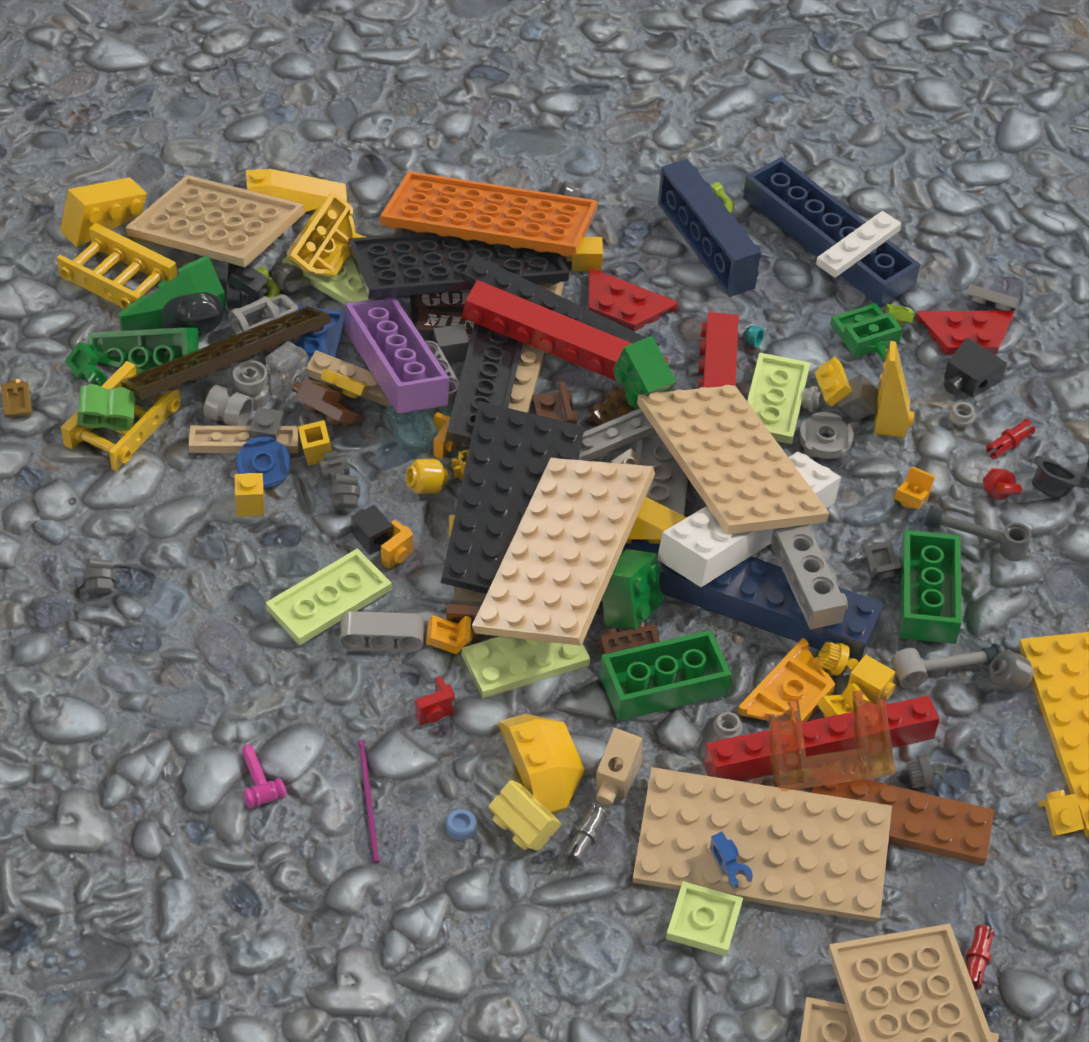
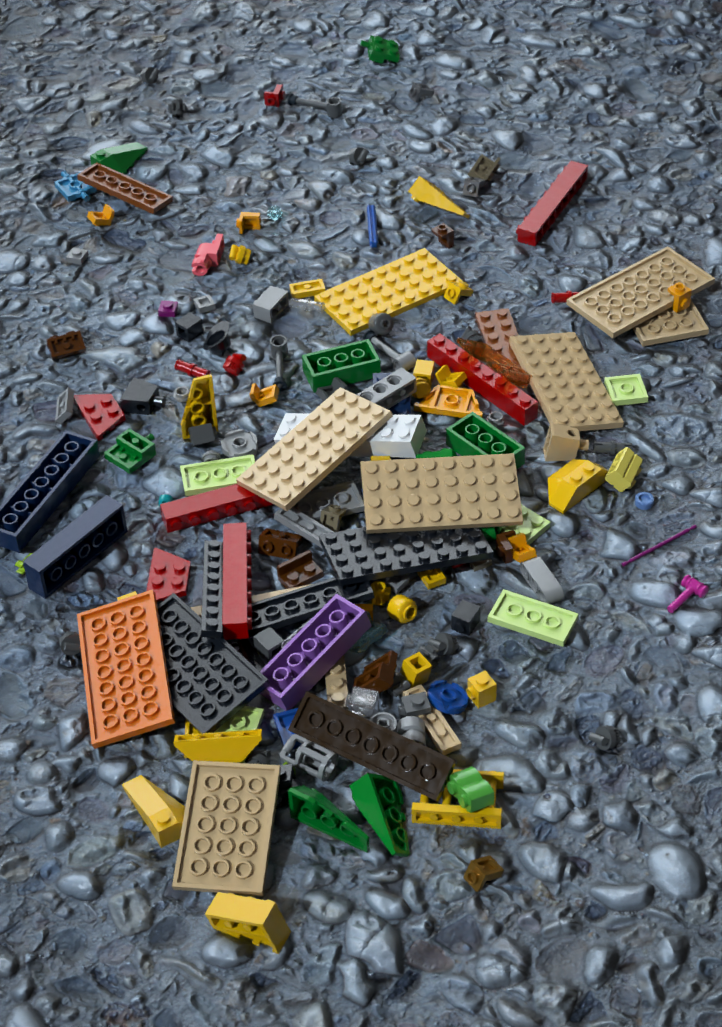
camera: 110 degrees left, 5 degrees down
(83, 362) = (420, 846): green plate -> none
(122, 250) = (292, 866): yellow fence -> none
(193, 311) = (336, 791): black piece -> none
(350, 386) = (351, 673): yellow plate -> none
(398, 547) = (472, 596): light orange bracket -> none
(436, 705) = (575, 535): red bracket -> none
(643, 370) = (261, 513): green brick -> none
(726, 856) = (591, 380): blue plate -> none
(832, 381) = (193, 449): yellow plate -> none
(858, 244) = (64, 458): white plate -> none
(900, 313) = (106, 441): lime plate -> none

